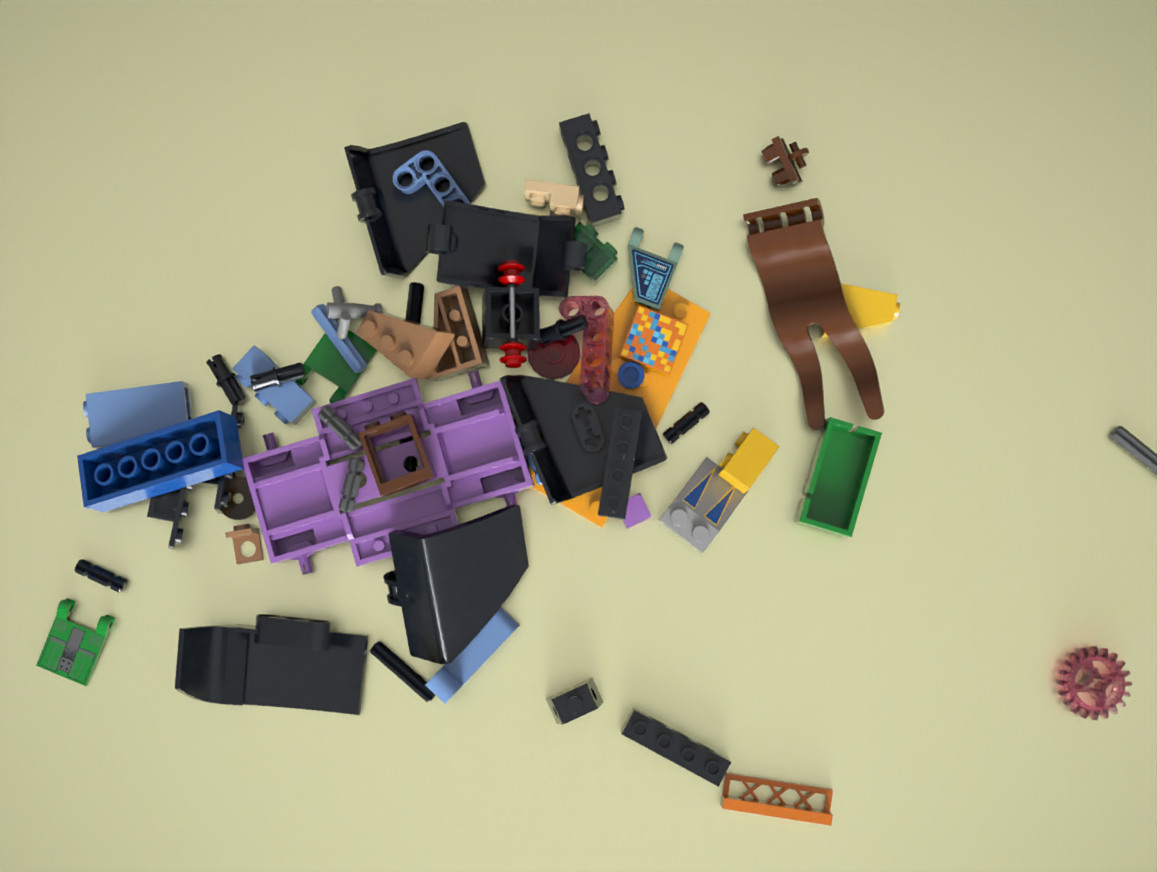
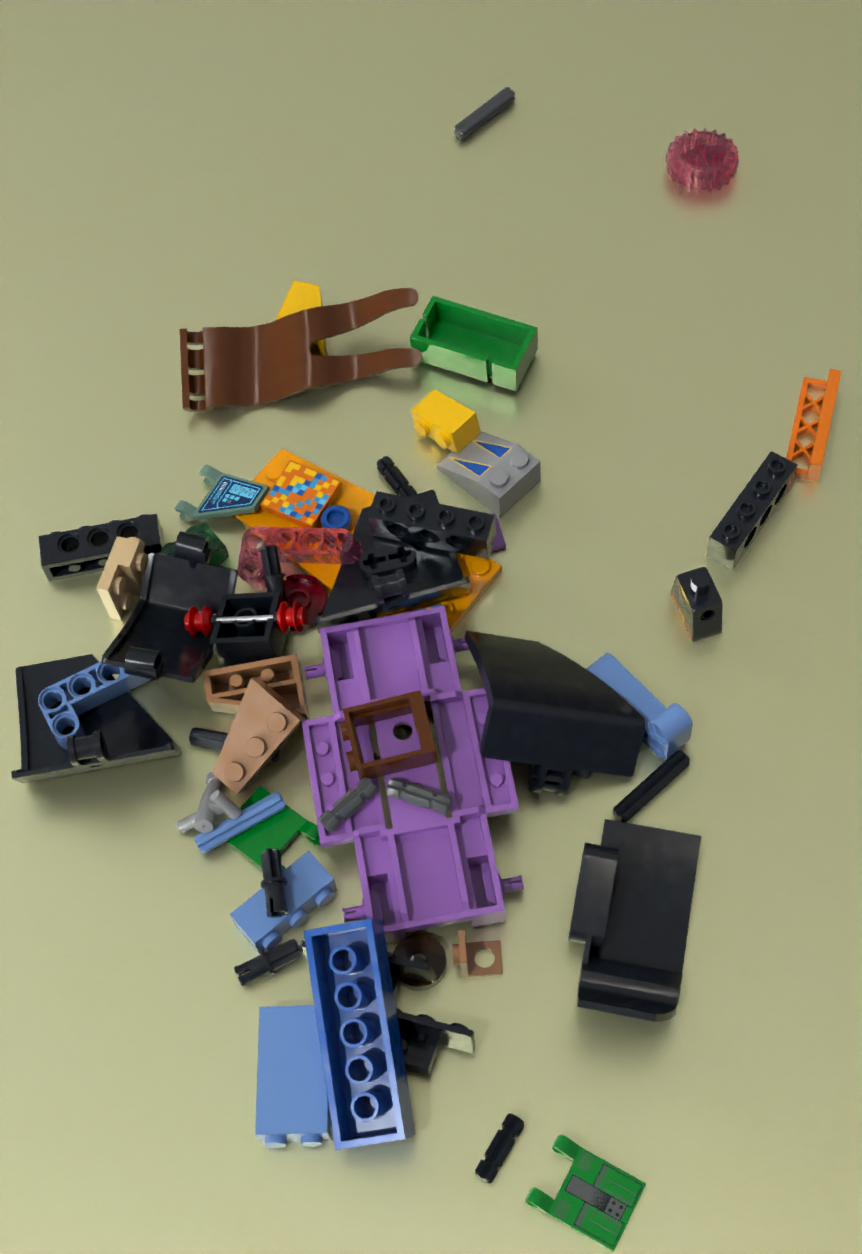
camera: 75 degrees left, 25 degrees down
(789, 172) = (134, 366): reddish brown hips -> none

